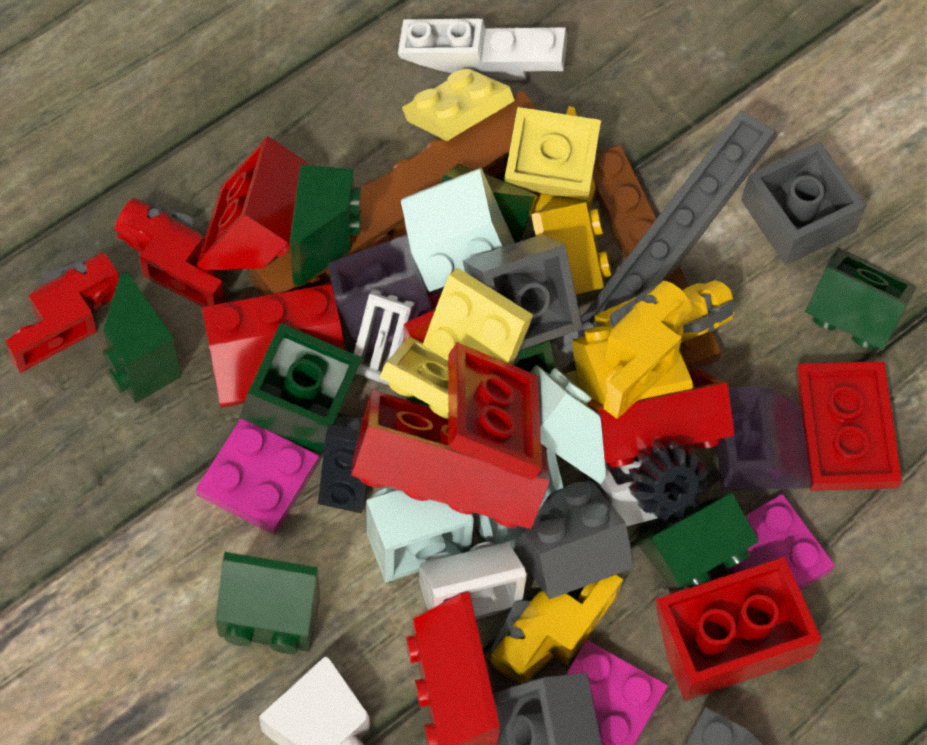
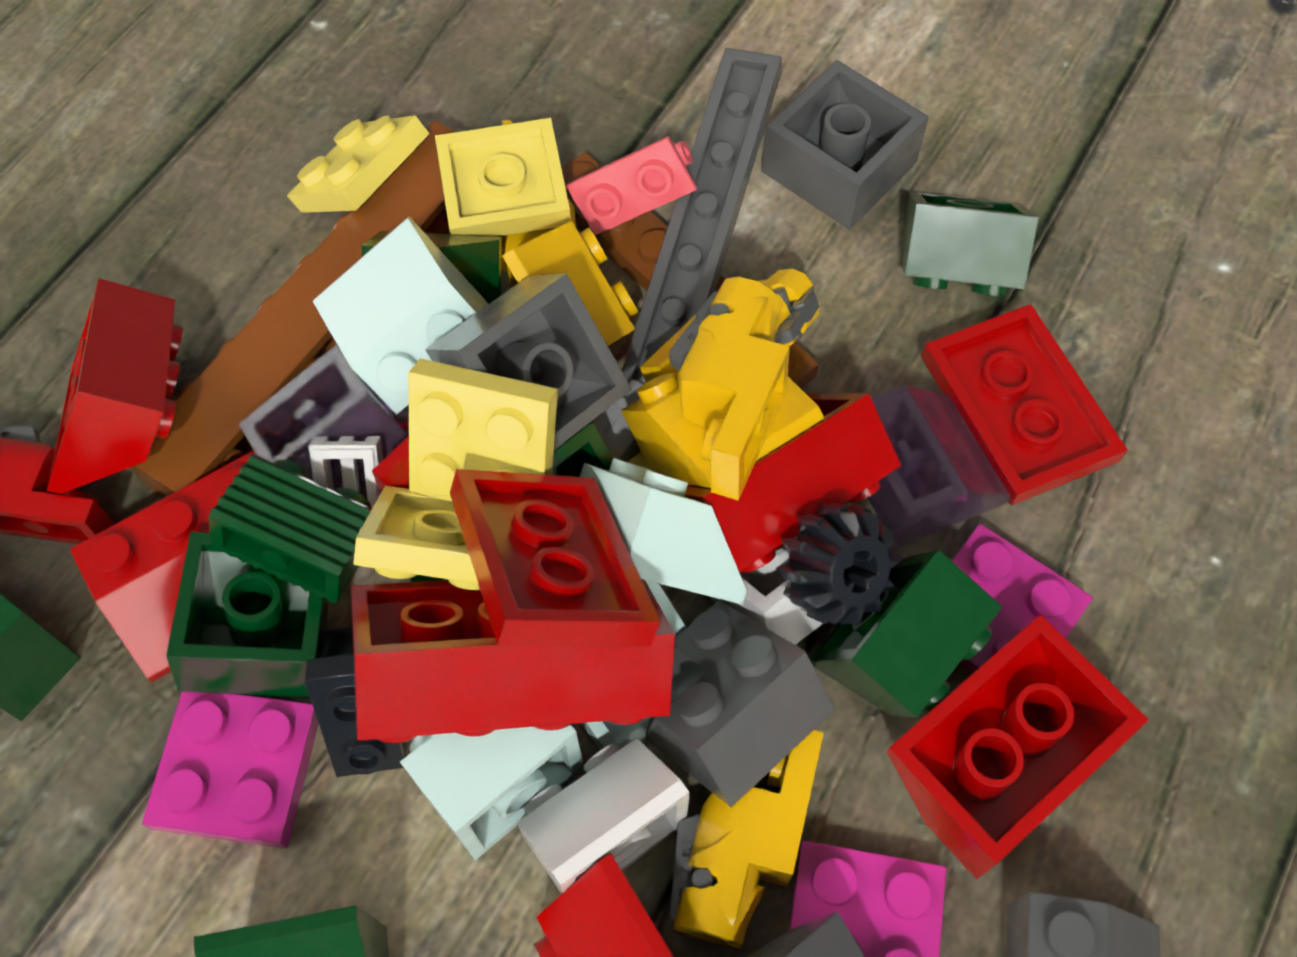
camera: 15 degrees left, 0 degrees up
(323, 219) = (204, 363): dark green slope -> none
(345, 342) = (290, 526): none -> dark green brick
(492, 52) = (341, 90): white slope -> none
(640, 187) = (633, 184): none -> coral hinge

